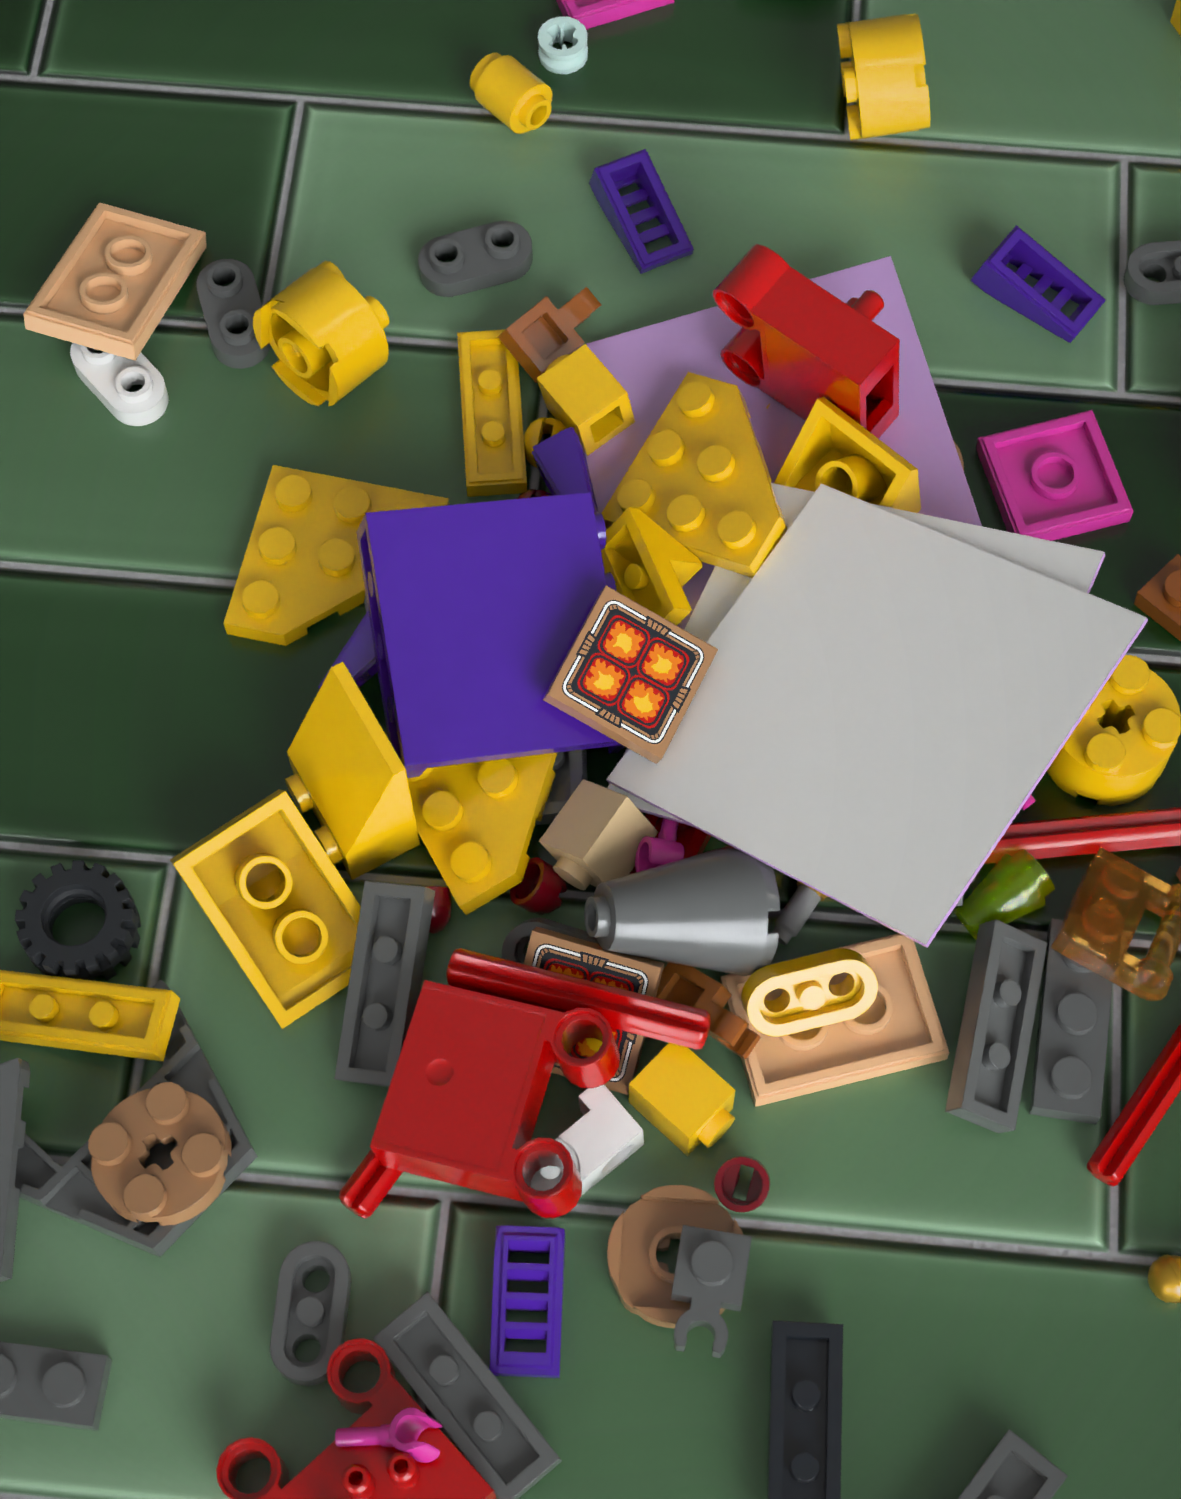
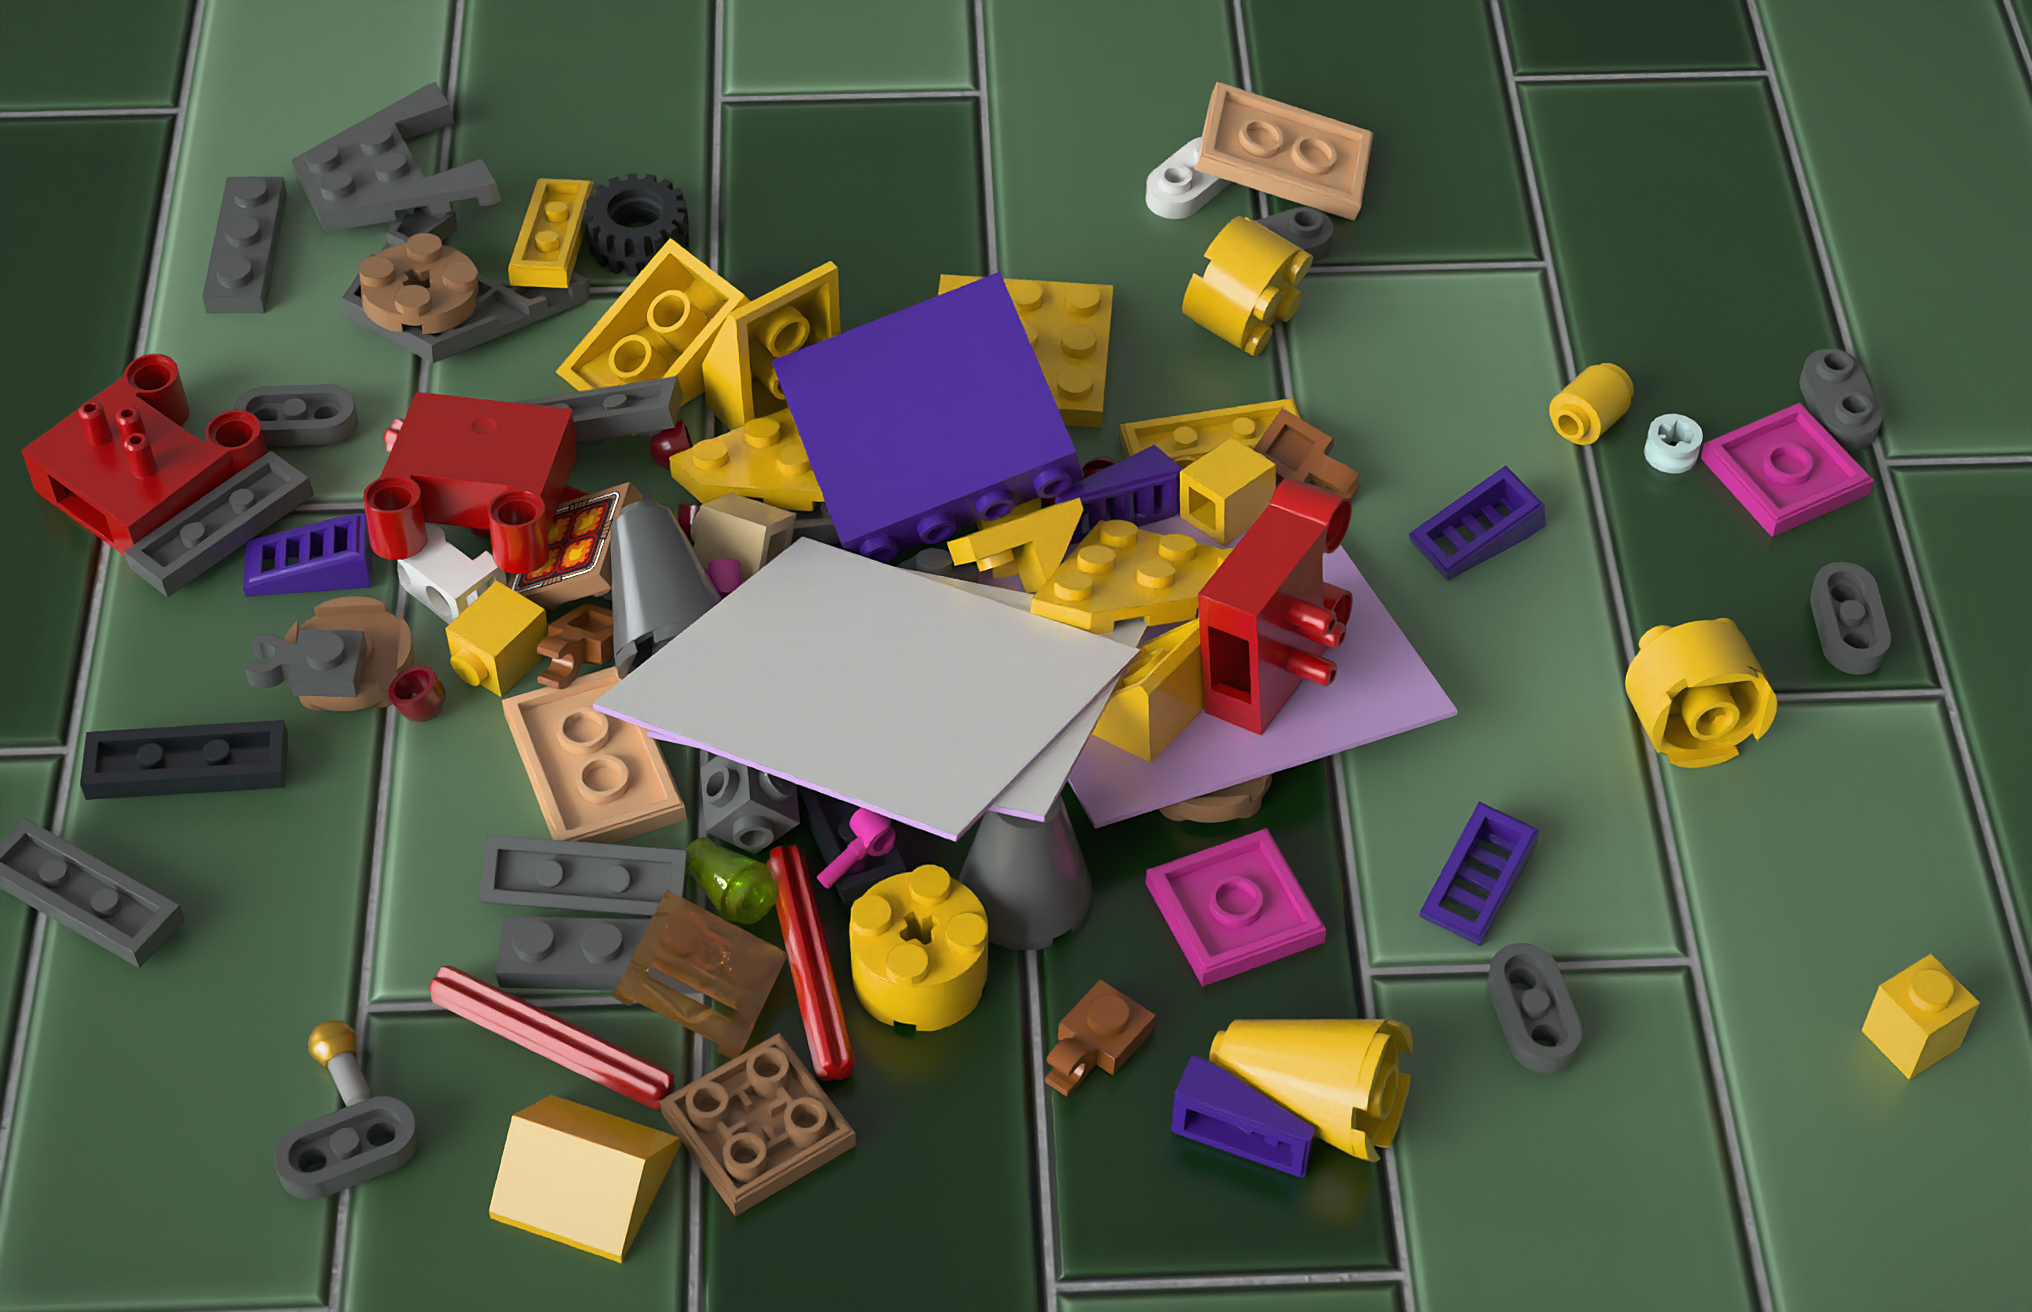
camera: 80 degrees right, 15 degrees down
(400, 1434) = (168, 450): dark pink hand -> none
(477, 259) = (1380, 398): dark grey plate -> none
(561, 992) = (567, 526): red axle -> none
(630, 674) = (890, 511): tile -> none
(807, 996) = (597, 735): yellow plate -> none

